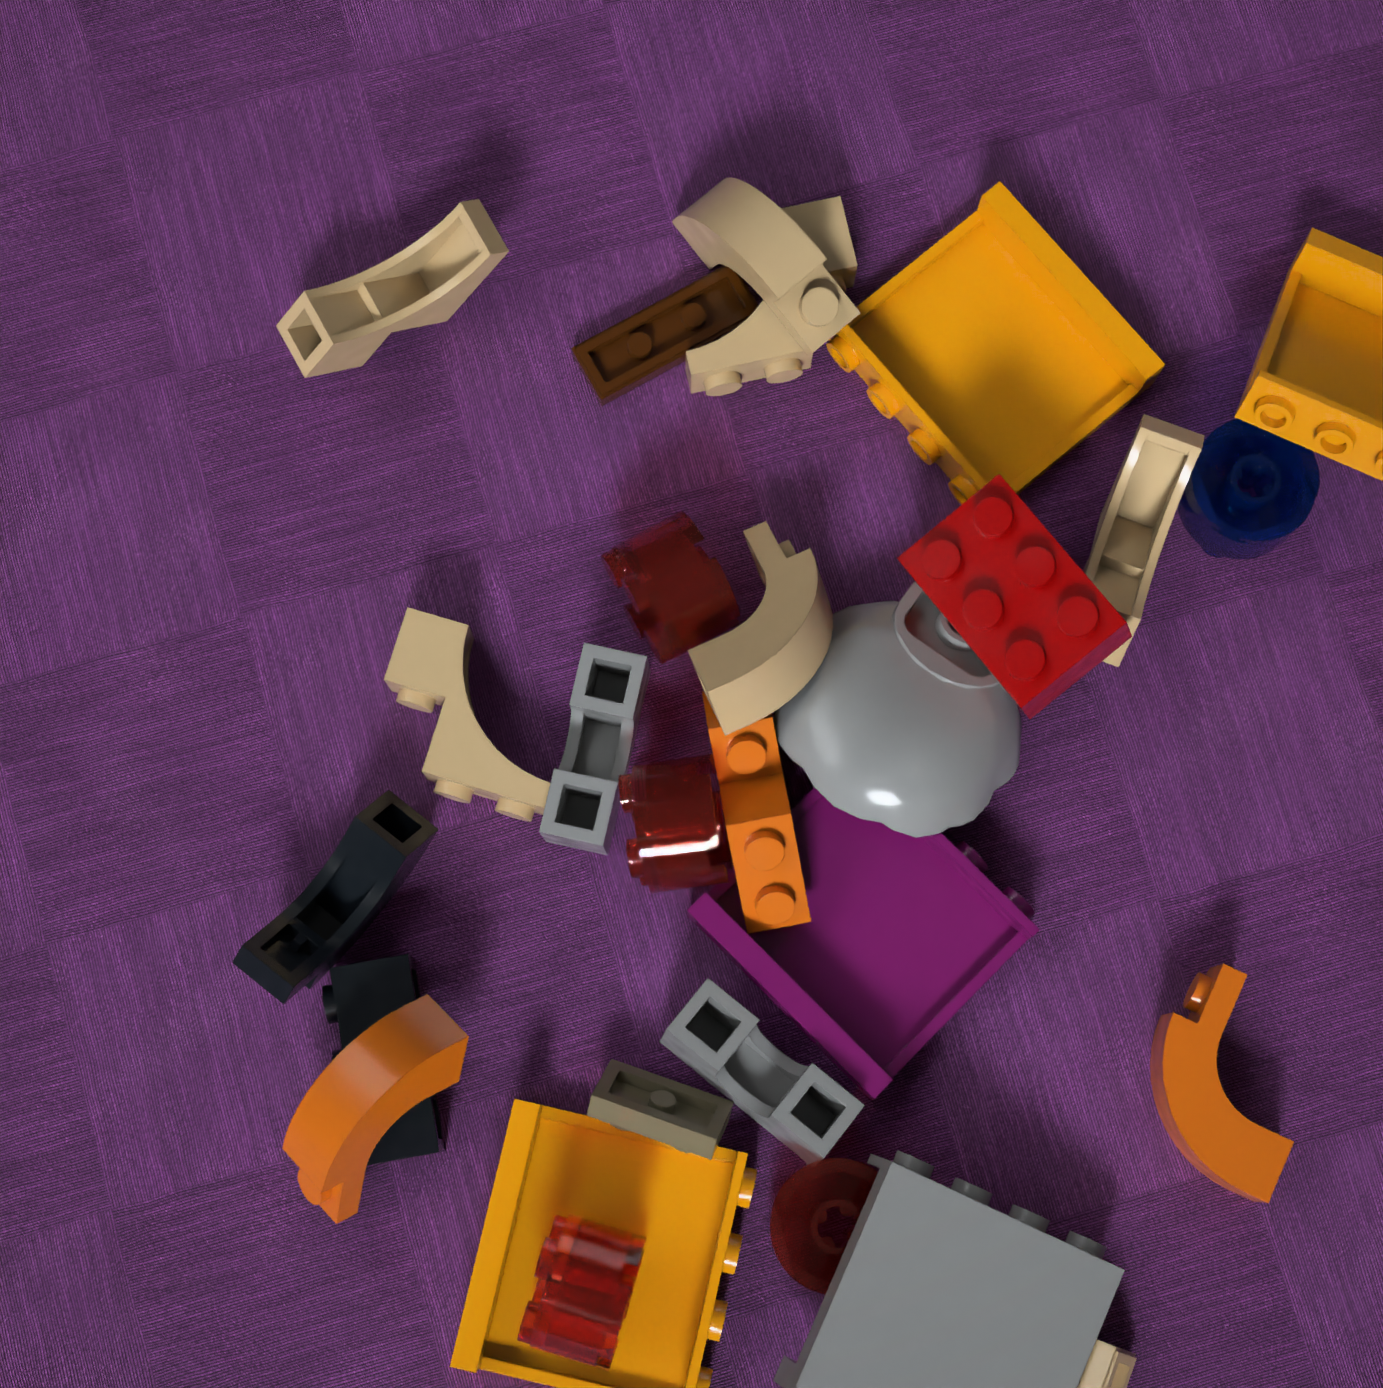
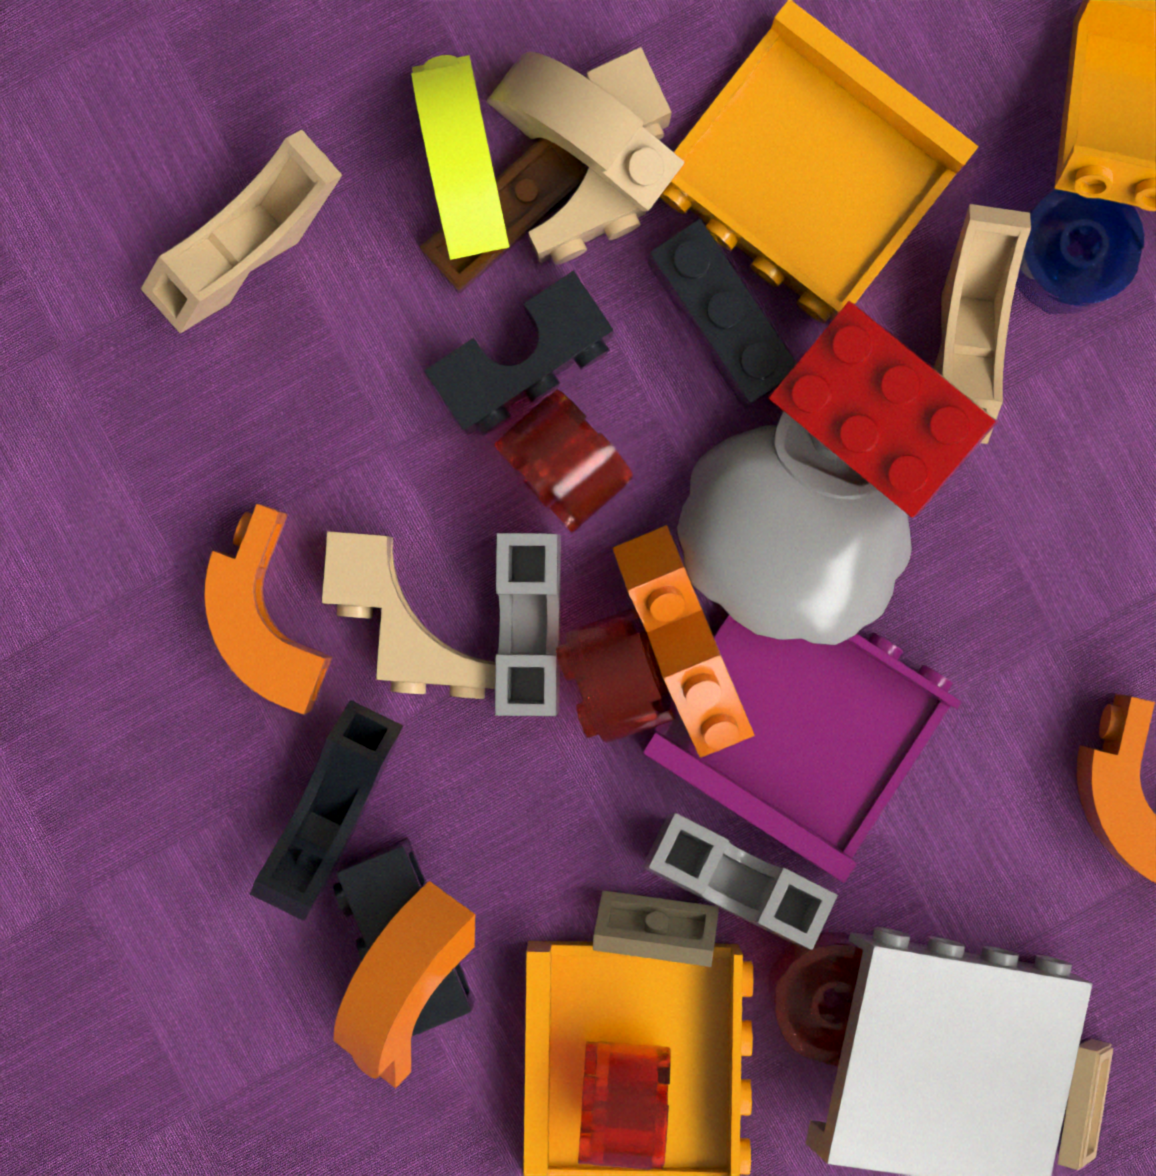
camera: 15 degrees left, 10 degrees up
(293, 685) = (241, 624): none -> orange arch
(605, 503) = (569, 333): none -> black arch
(631, 264) = (459, 156): none -> neon yellow arch
(777, 647) = (678, 498): tan arch -> none
(875, 486) = (723, 311): none -> black arch

